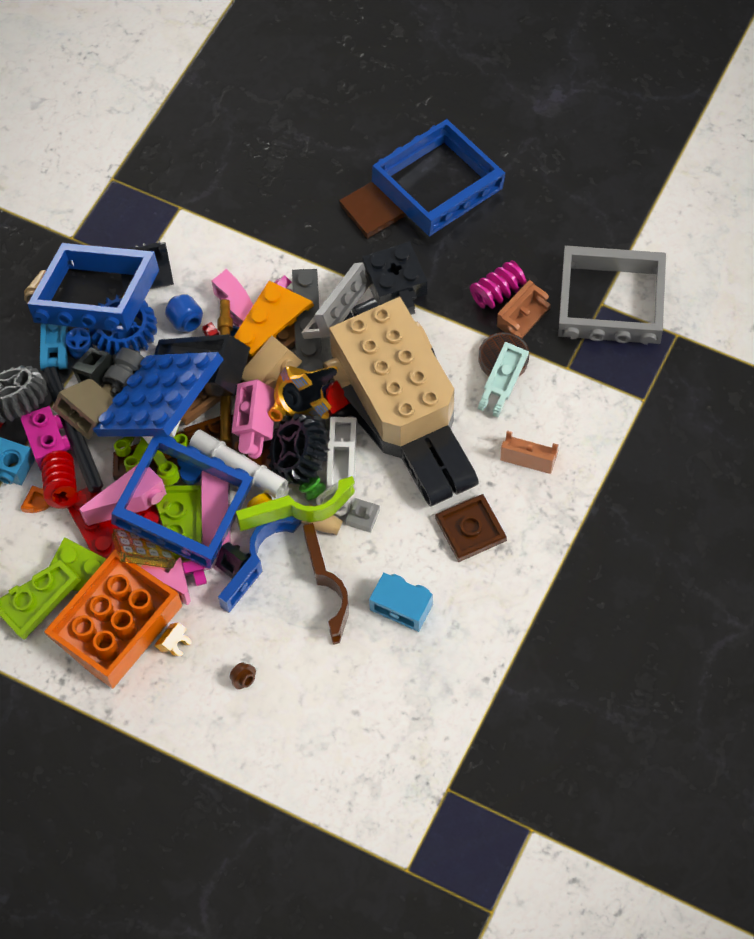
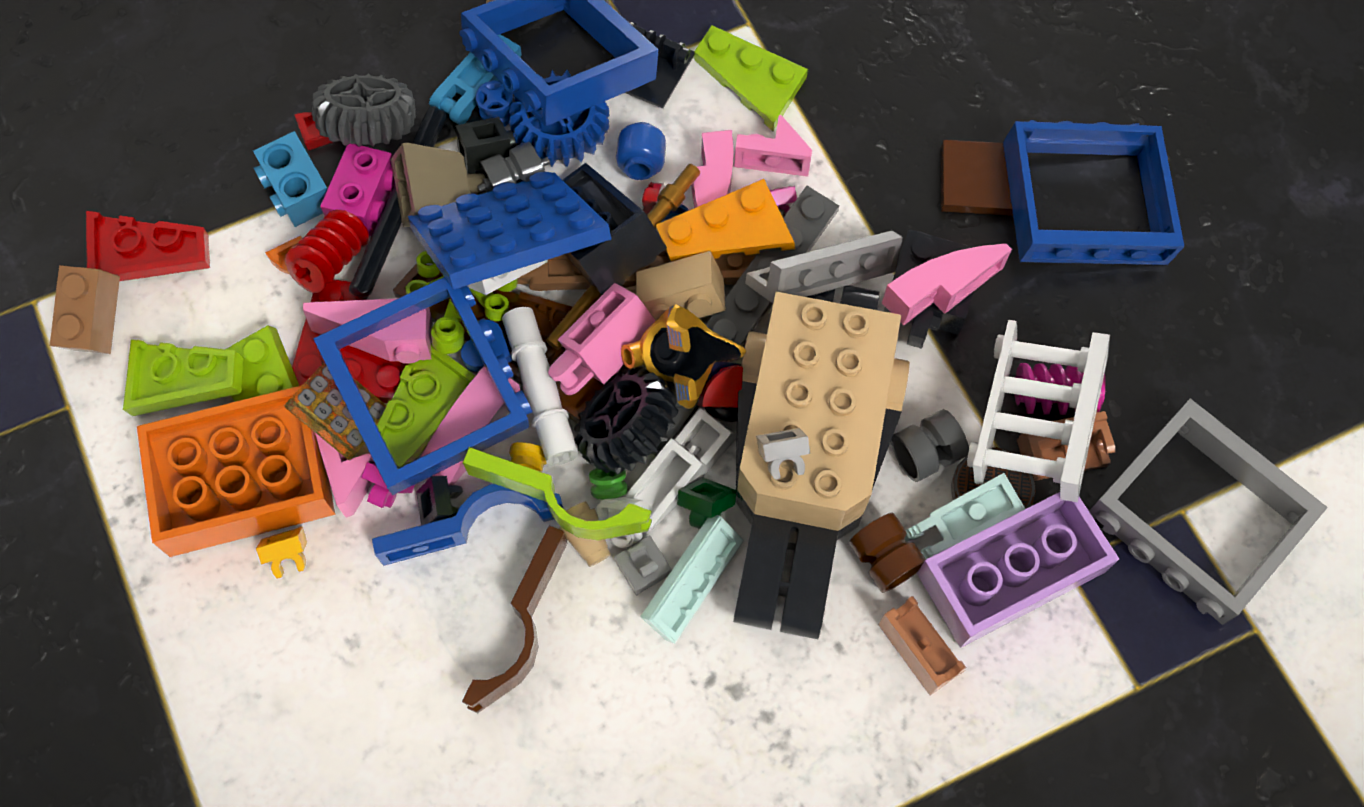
camera: 35 degrees right, 5 degrees up
(206, 232) = (756, 75): none -> lime wing
(242, 675) = (321, 664): reddish brown plate -> none
(260, 263) = (784, 154): none -> bright pink slope
(370, 460) = (705, 500): none -> dark green tile
(393, 501) = (692, 578): none -> light aqua plate
(397, 393) = (784, 446): none -> light grey tile
(401, 601) = (591, 722): dark azure brick -> none
(403, 267) = (944, 280): none -> bright pink slope
(458, 355) = (934, 443): none -> dark grey wheel
(470, 527) = (764, 689): reddish brown tile -> none
(478, 420) = (888, 553): none -> reddish brown wheel
(523, 298) = (1074, 433): none -> white fence
(544, 382) = (1016, 567): none -> lavender brick

